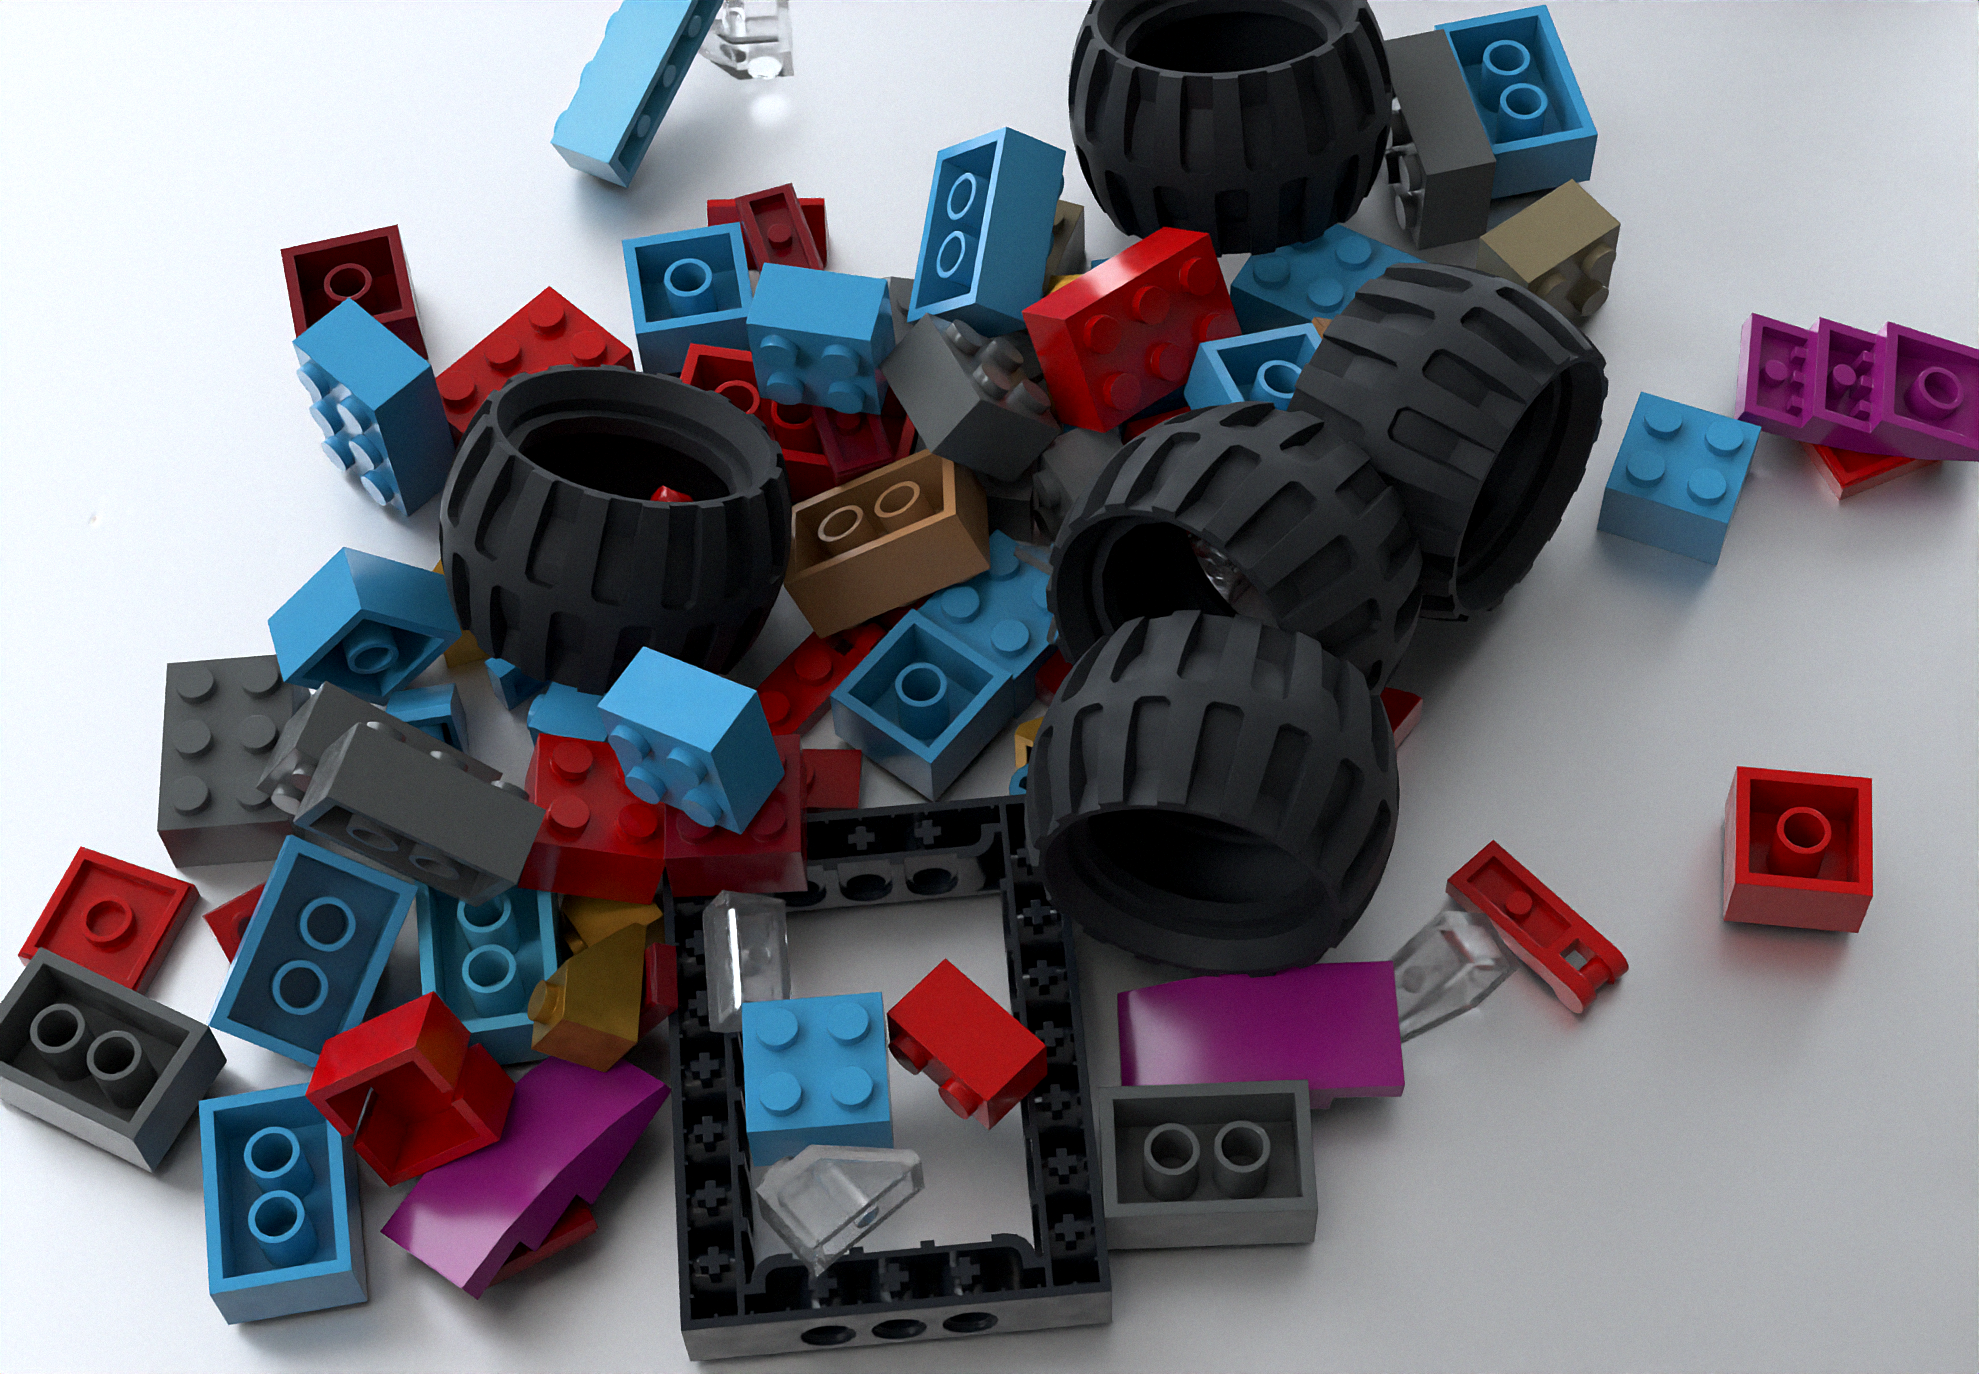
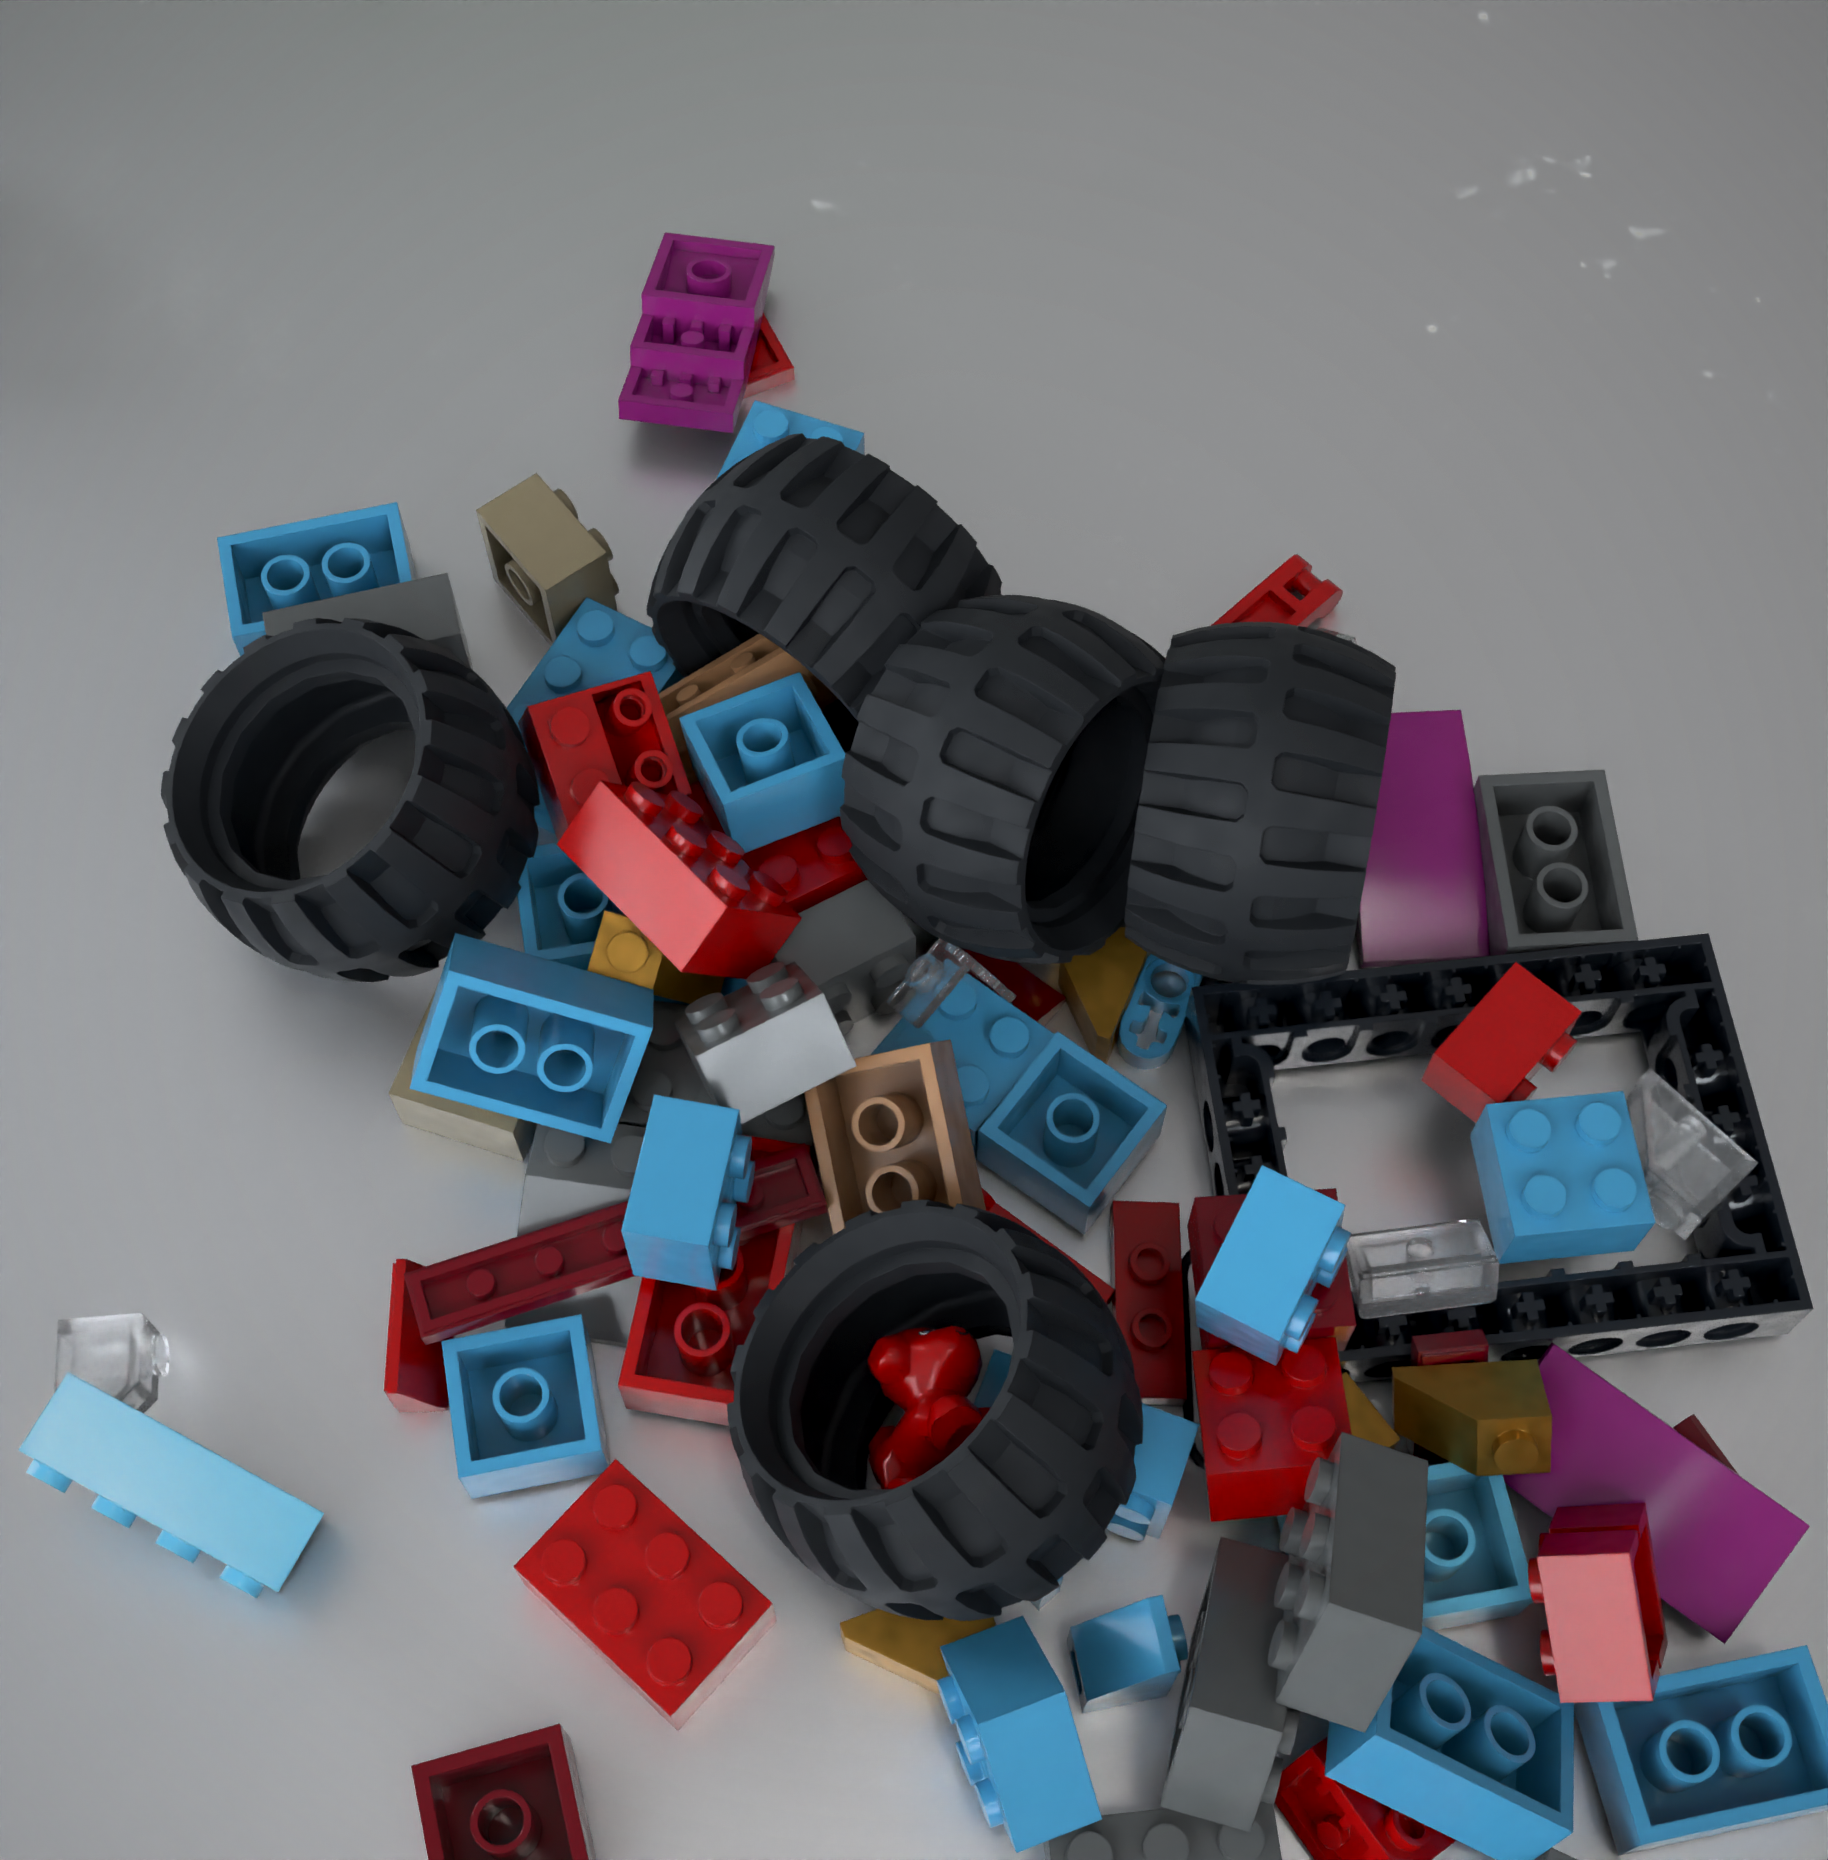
camera: 95 degrees left, 5 degrees up
(376, 407) = (707, 1750): dark azure brick -> none
(1287, 272) = (603, 735): none -> red slope
(1798, 849) = (1190, 417): red brick -> none

